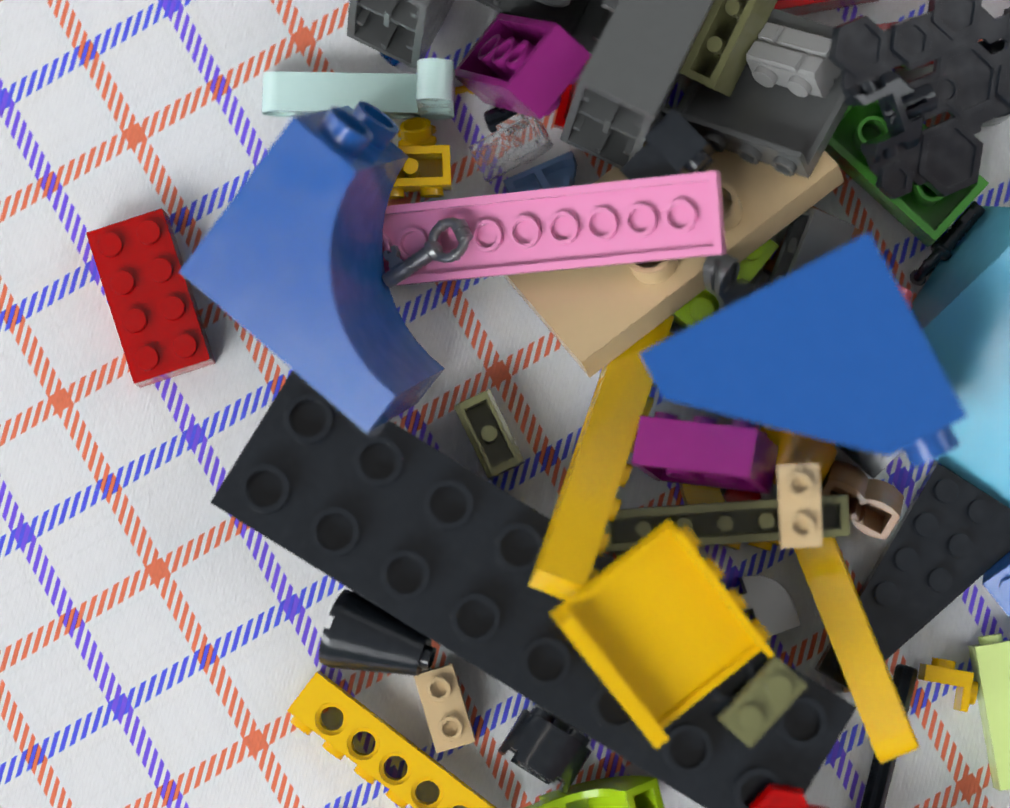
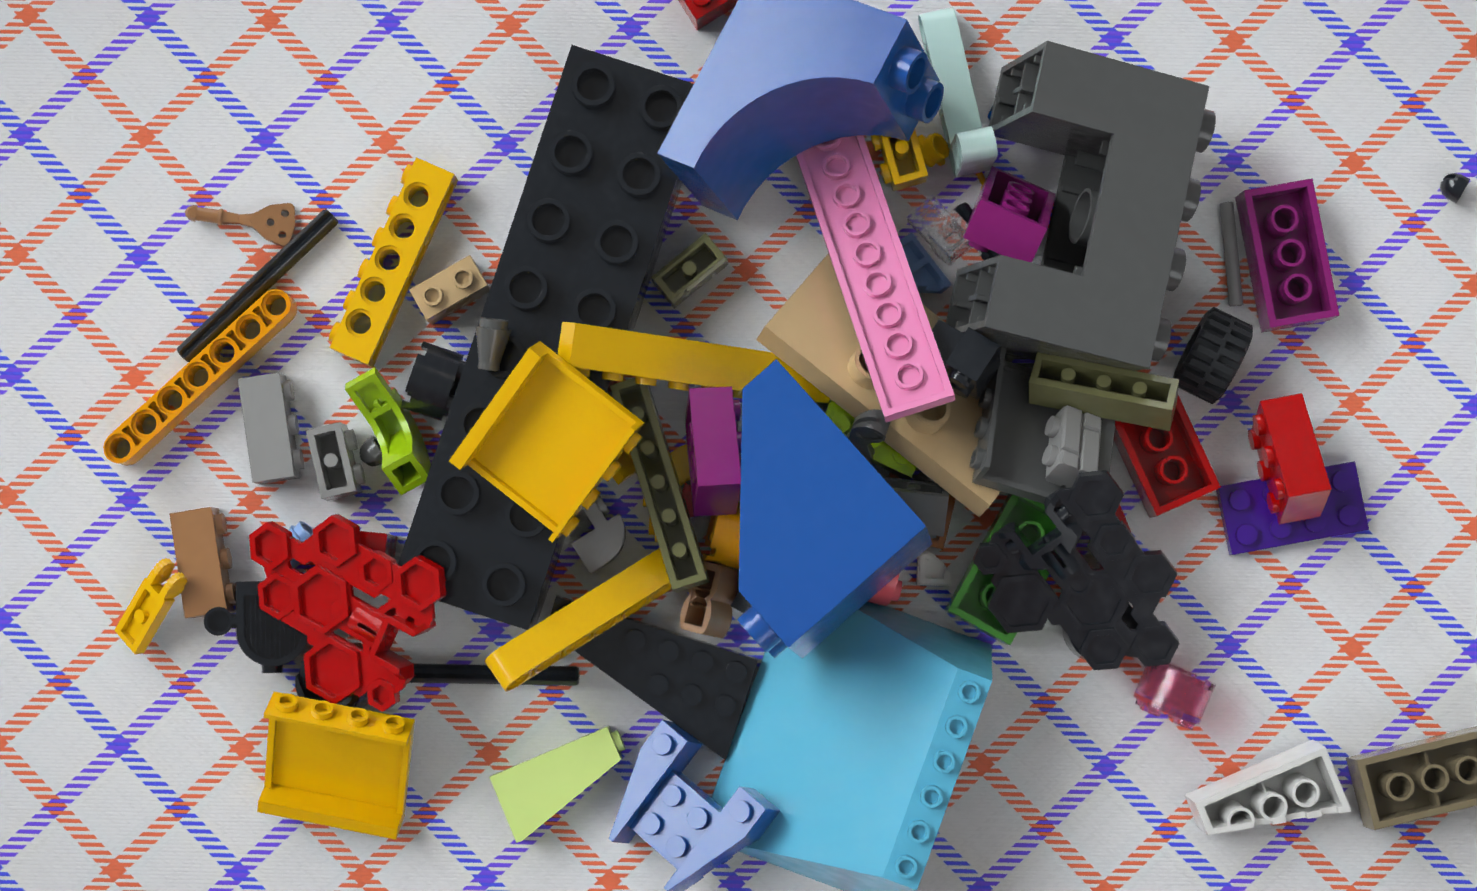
camera: 75 degrees right, 0 degrees up
(372, 640) = (489, 211): black cone -> none
(402, 269) = (832, 181): flat silver piece -> none
(530, 669) = (491, 342): none -> dark grey cone
(761, 701) = (510, 542): olive brick -> none
(799, 505) = (686, 536): tan brick -> none
(889, 246) = (932, 571): none -> white tile
(942, 249) = (945, 621): black piece -> none
(944, 672) = (580, 707): yellow bracket -> none

